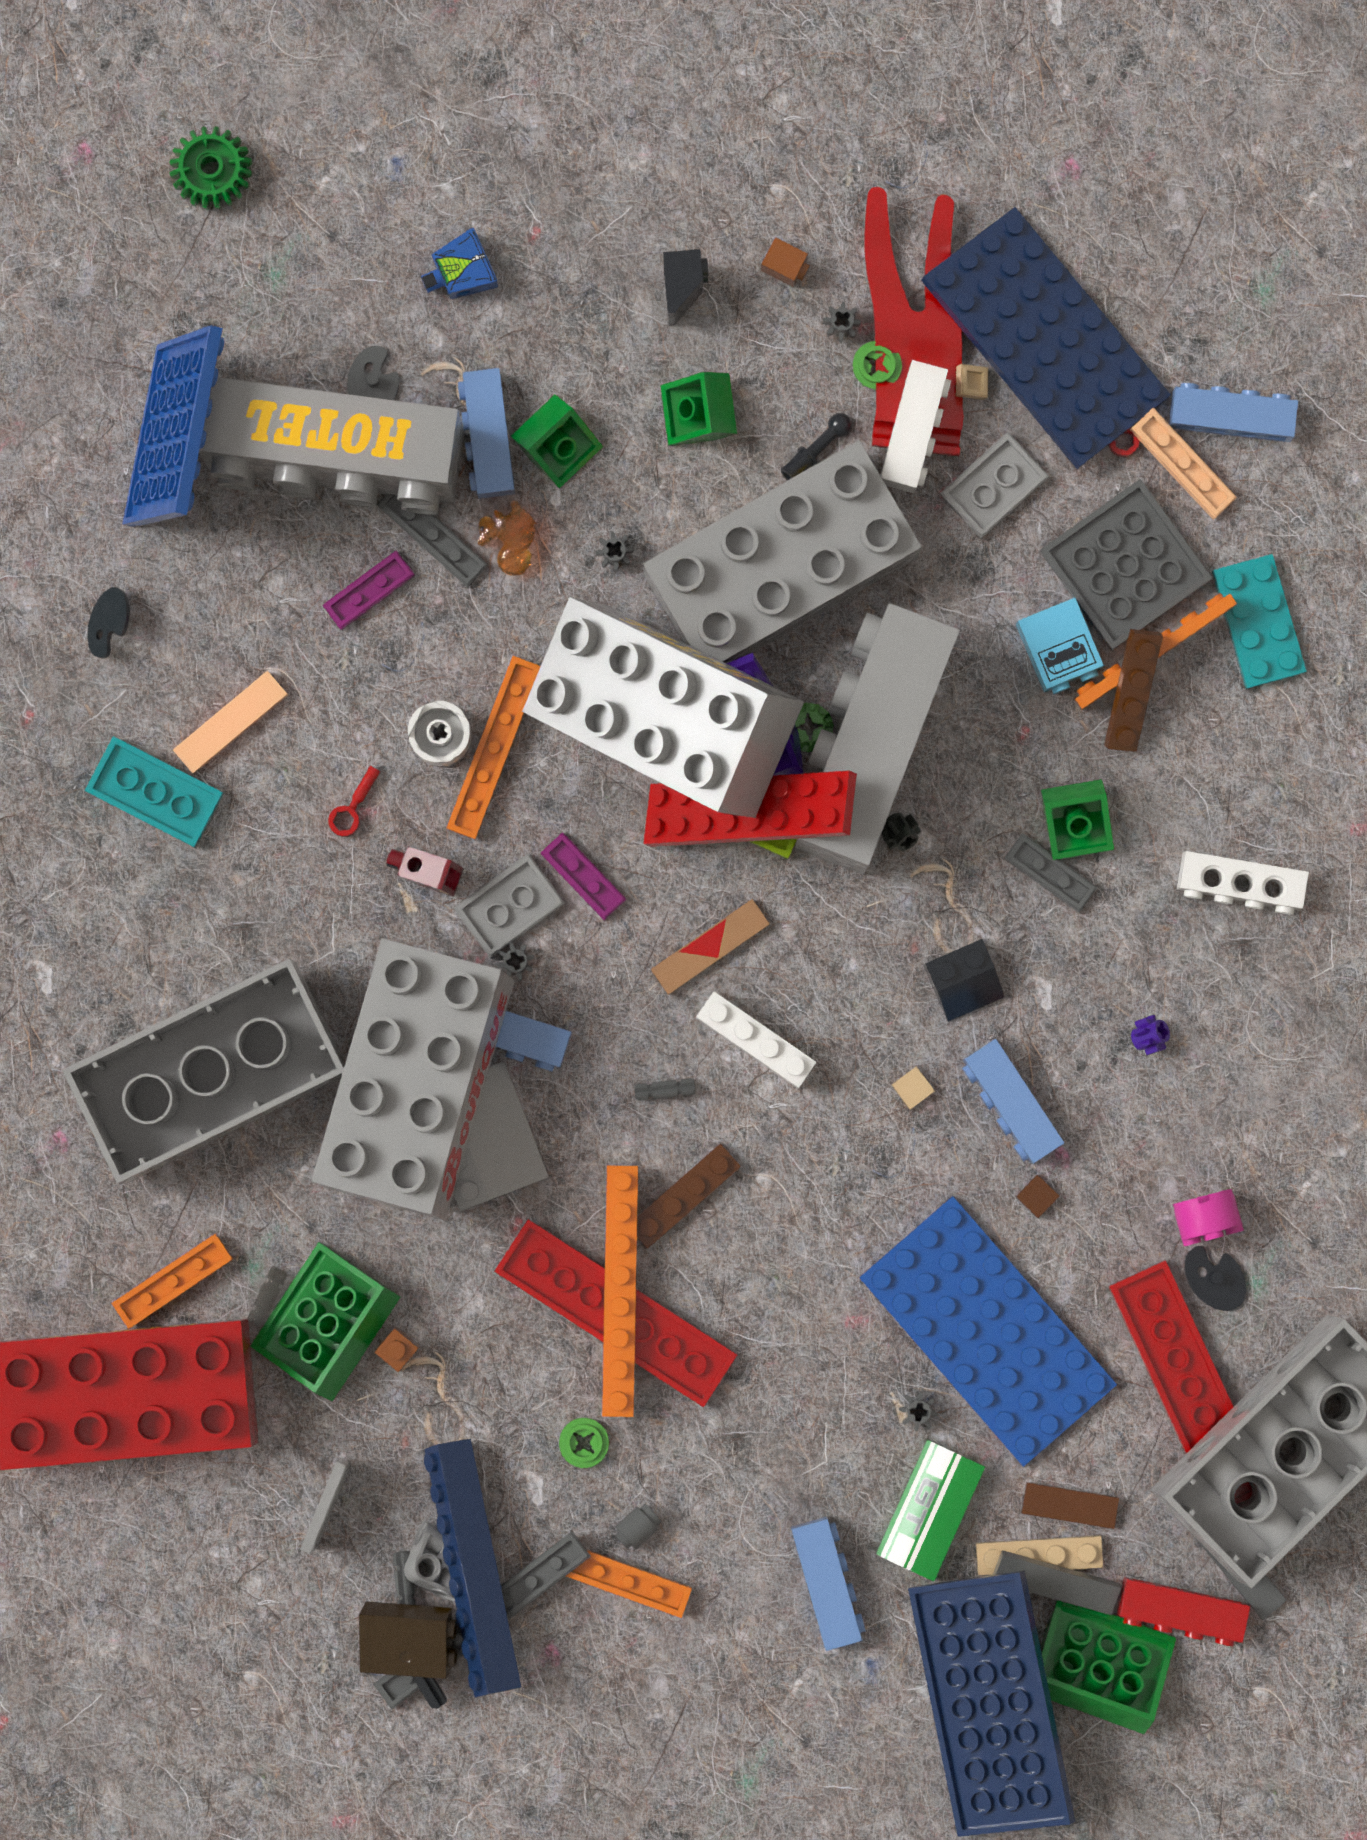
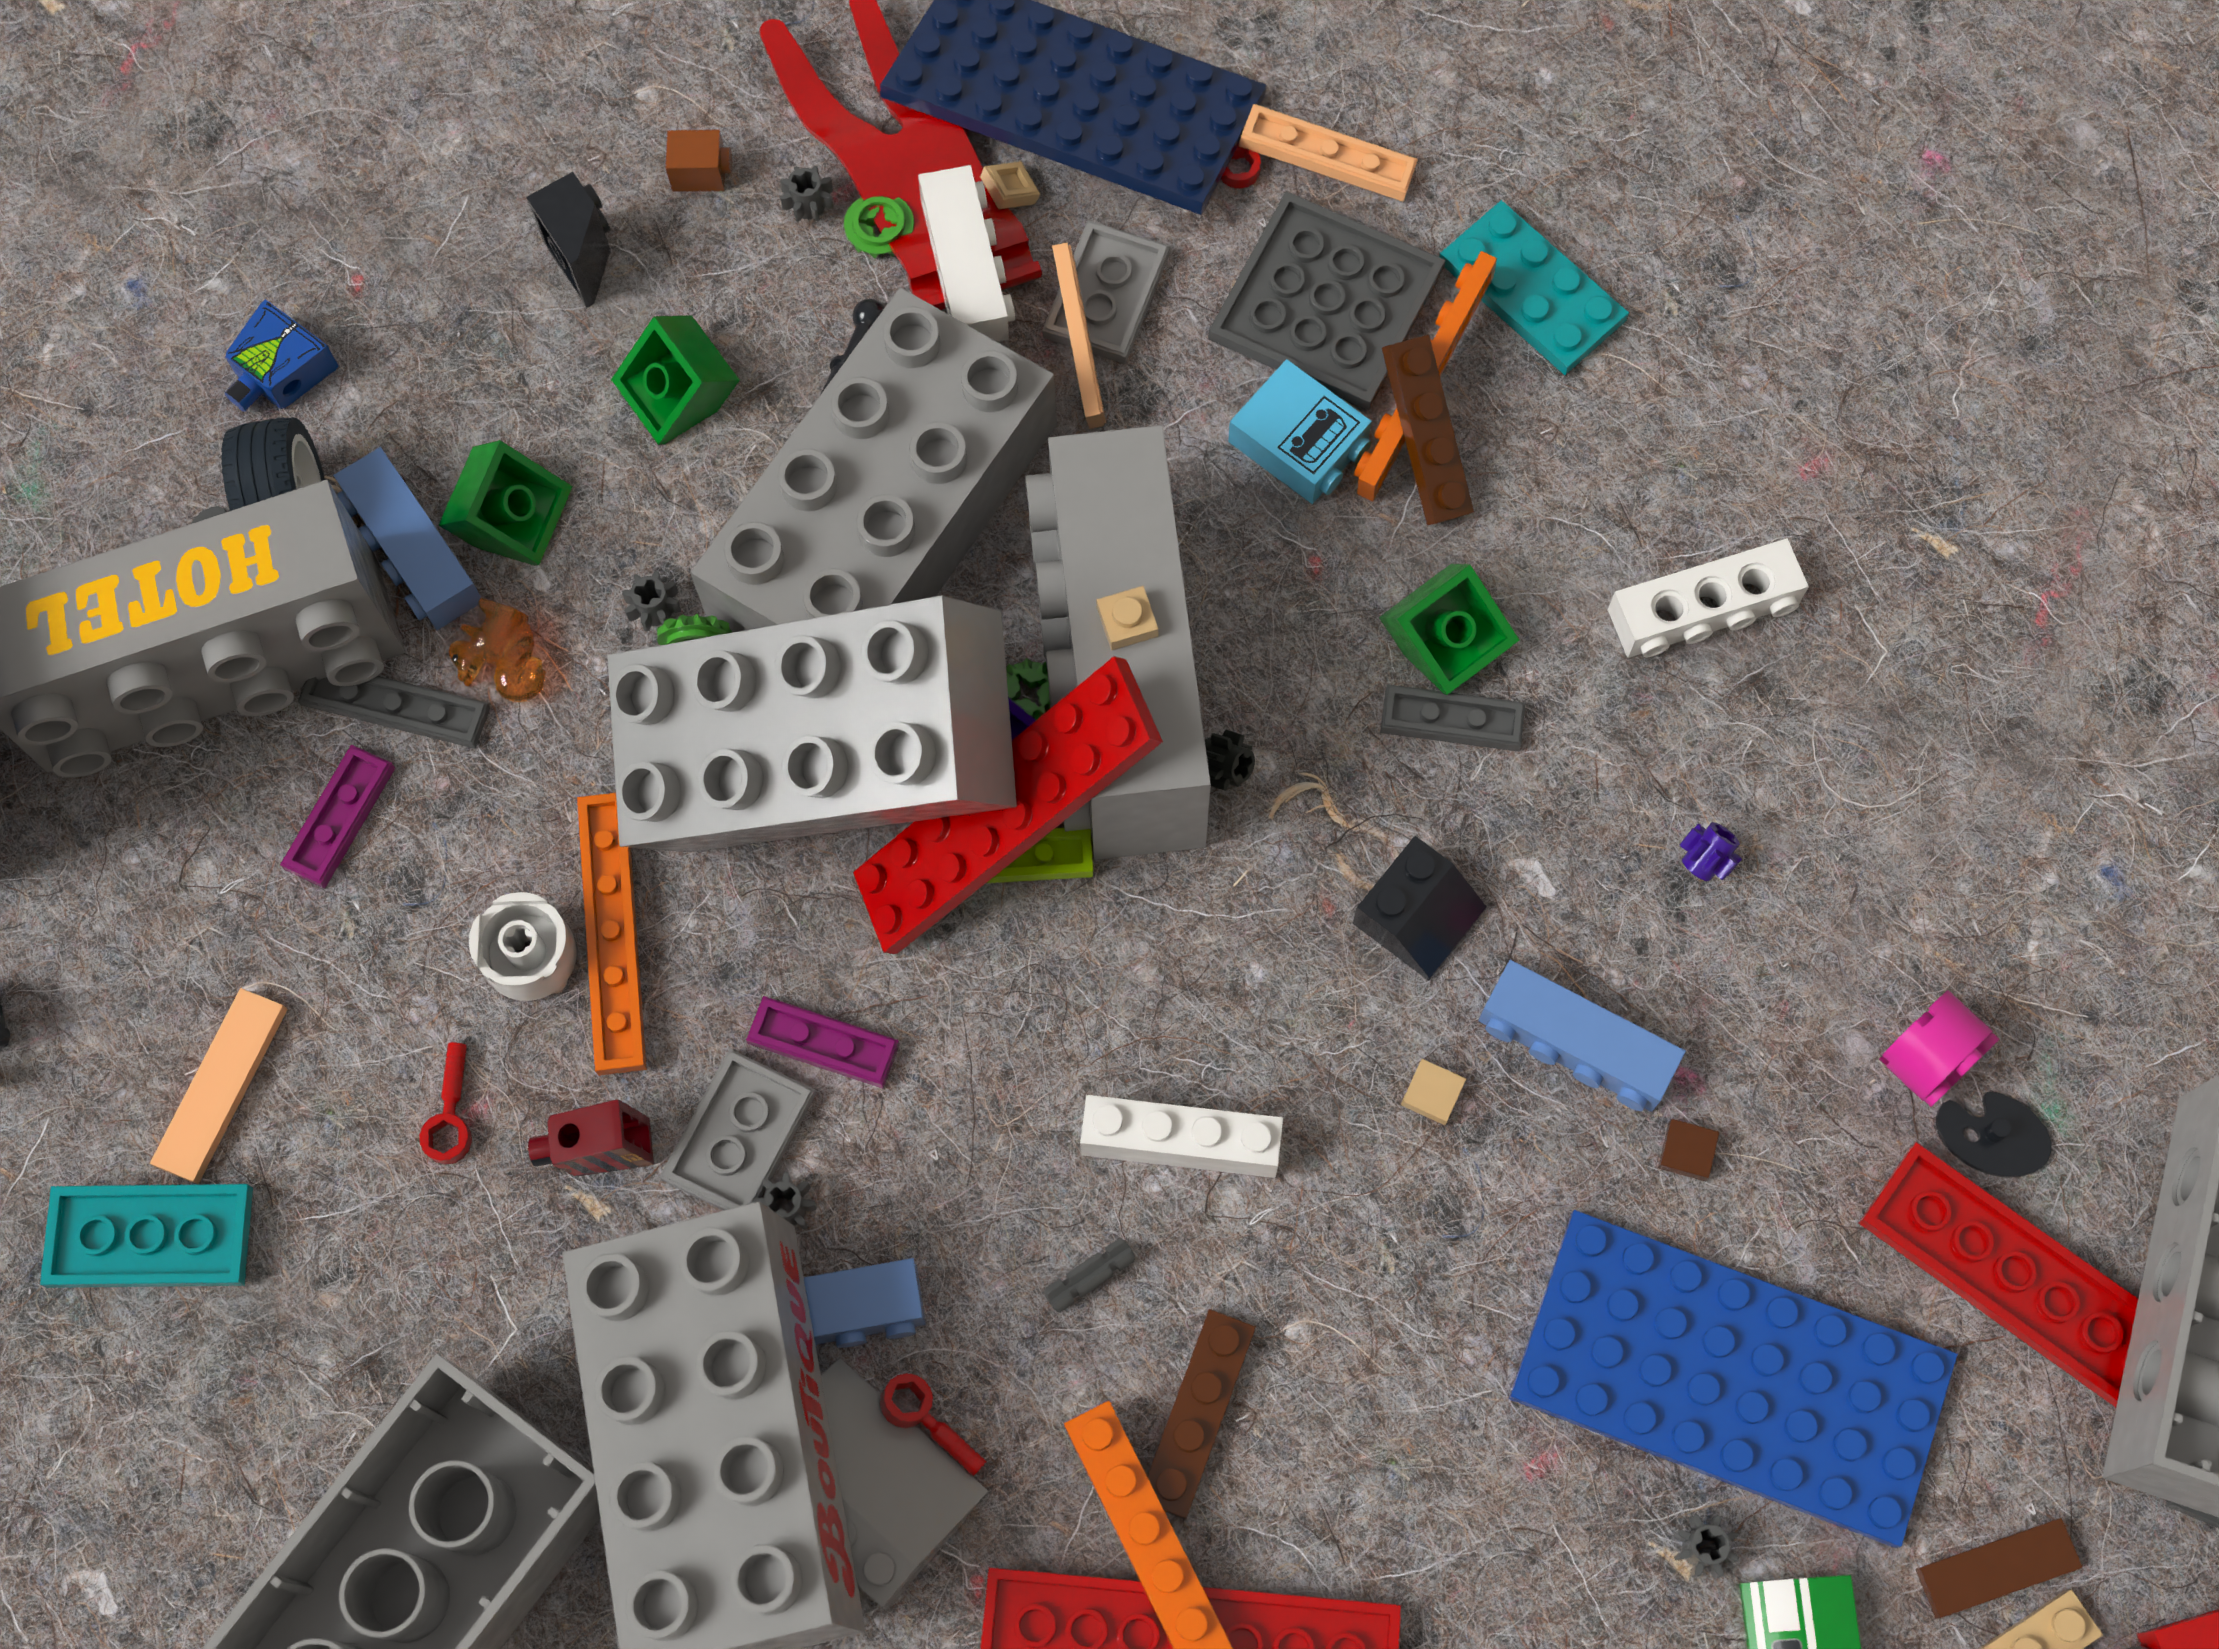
camera: 25 degrees left, 15 degrees down
(425, 364) = (267, 460): none -> black wheel
(538, 1131) = (939, 1431): none -> red piece
(629, 590) = (690, 628): none -> bright green gear
(710, 946) = (1048, 1047): medium nougat tile -> none
(874, 742) = (1127, 617): none -> tan plate
(958, 514) = (1079, 335): none -> light nougat tile
(1233, 413) = (1357, 66): medium blue brick -> none

